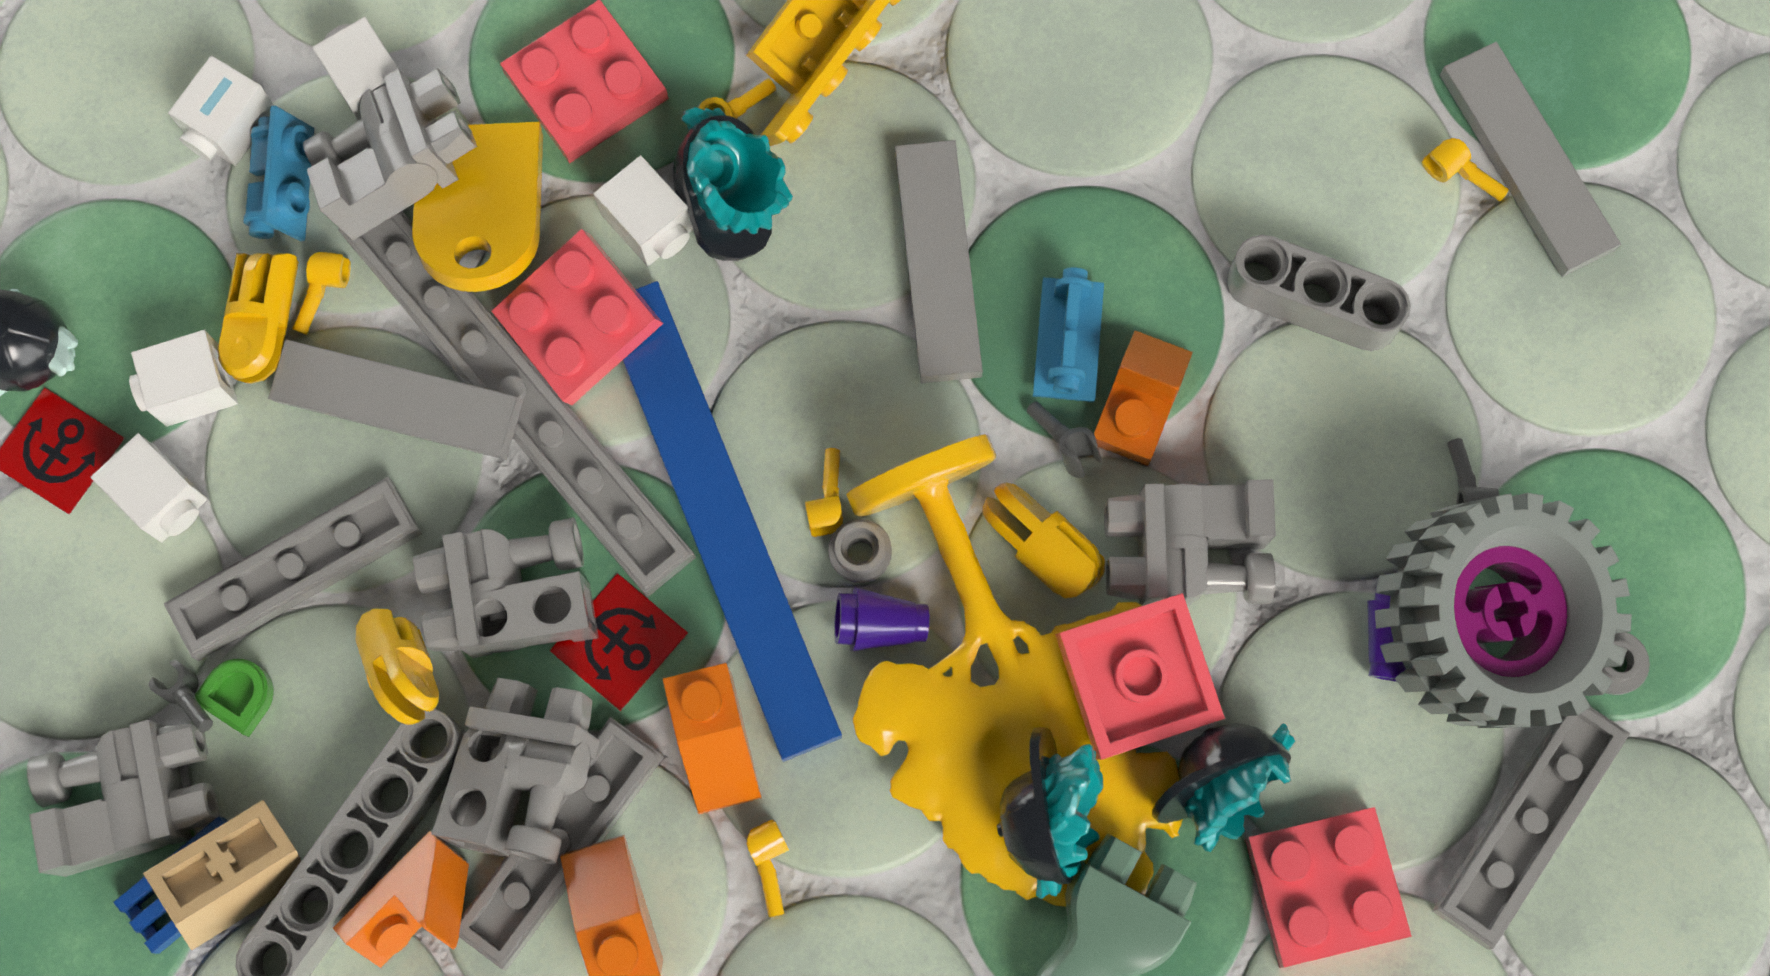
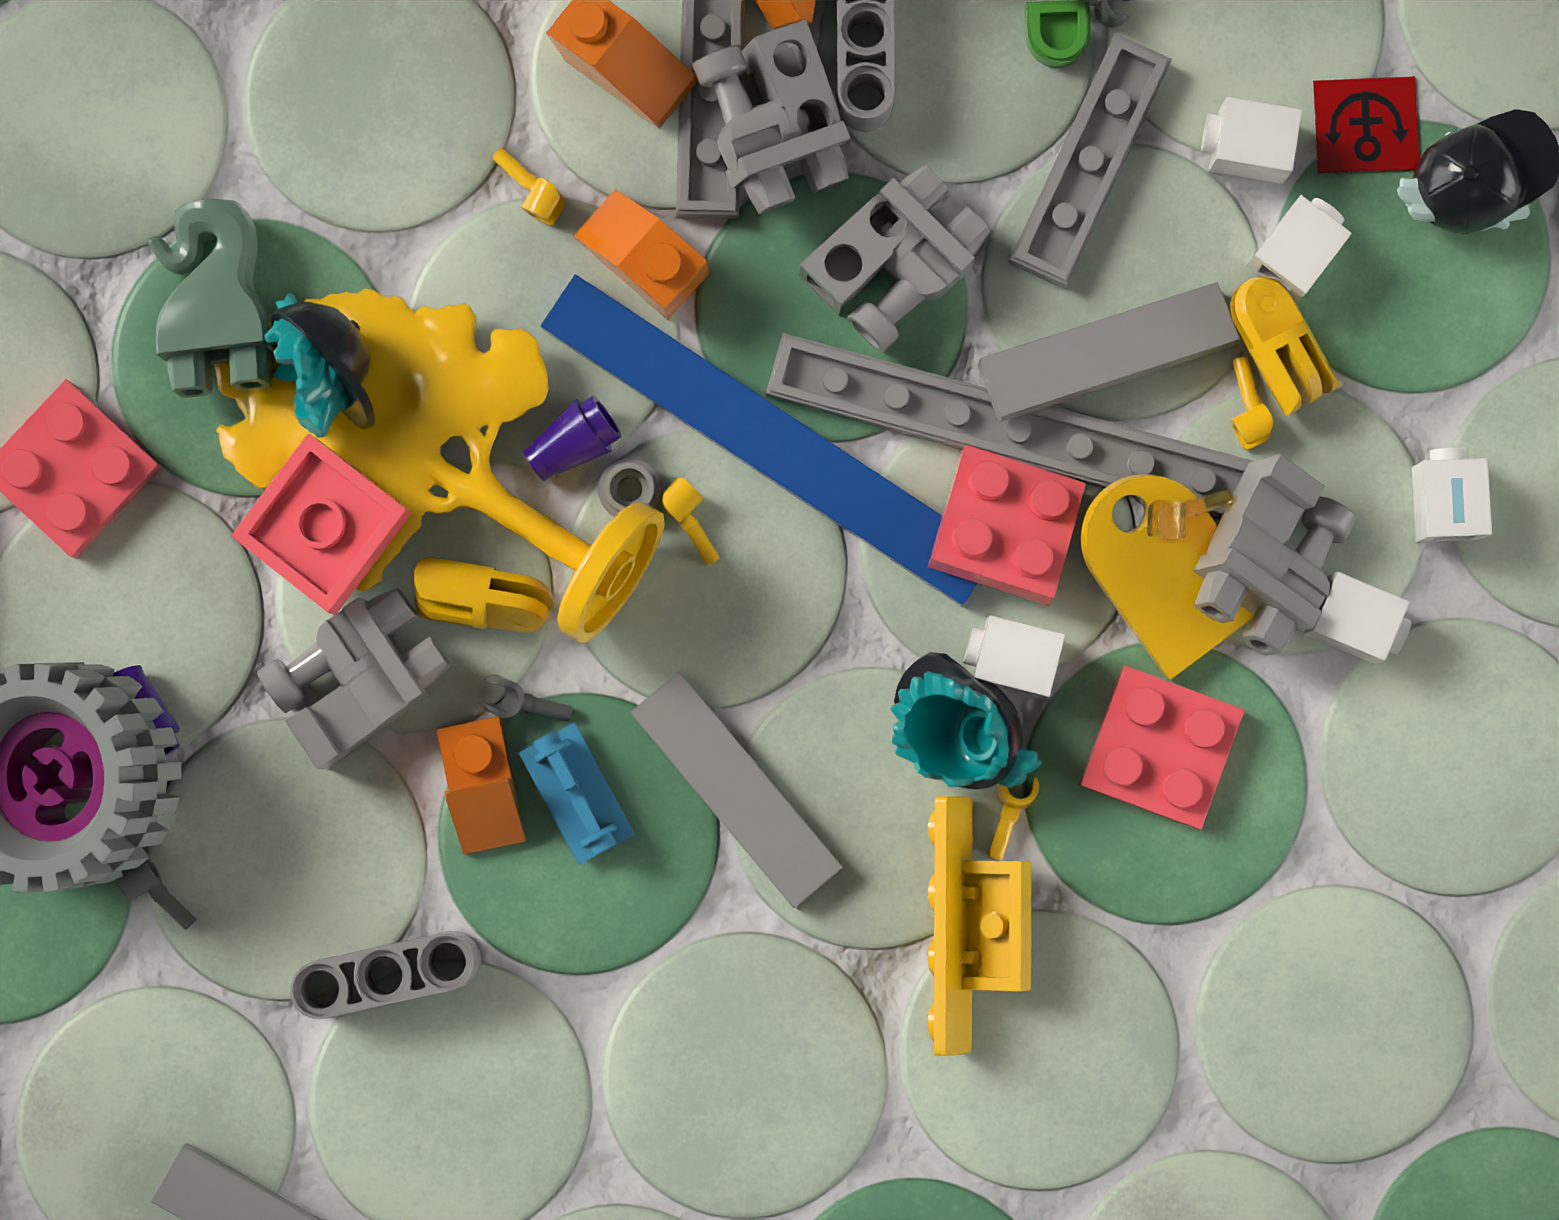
camera: 150 degrees right, 10 degrees up
(283, 196) = (1340, 458): dark azure hinge -> none
(396, 665) = (932, 128): yellow arm -> none
(441, 227) = (1168, 517): none -> clear yellow hand
(630, 644) = (768, 288): red sticker -> none
(1224, 778) = (200, 494): hair -> none
(1455, 157) = (350, 1185): yellow hand -> none

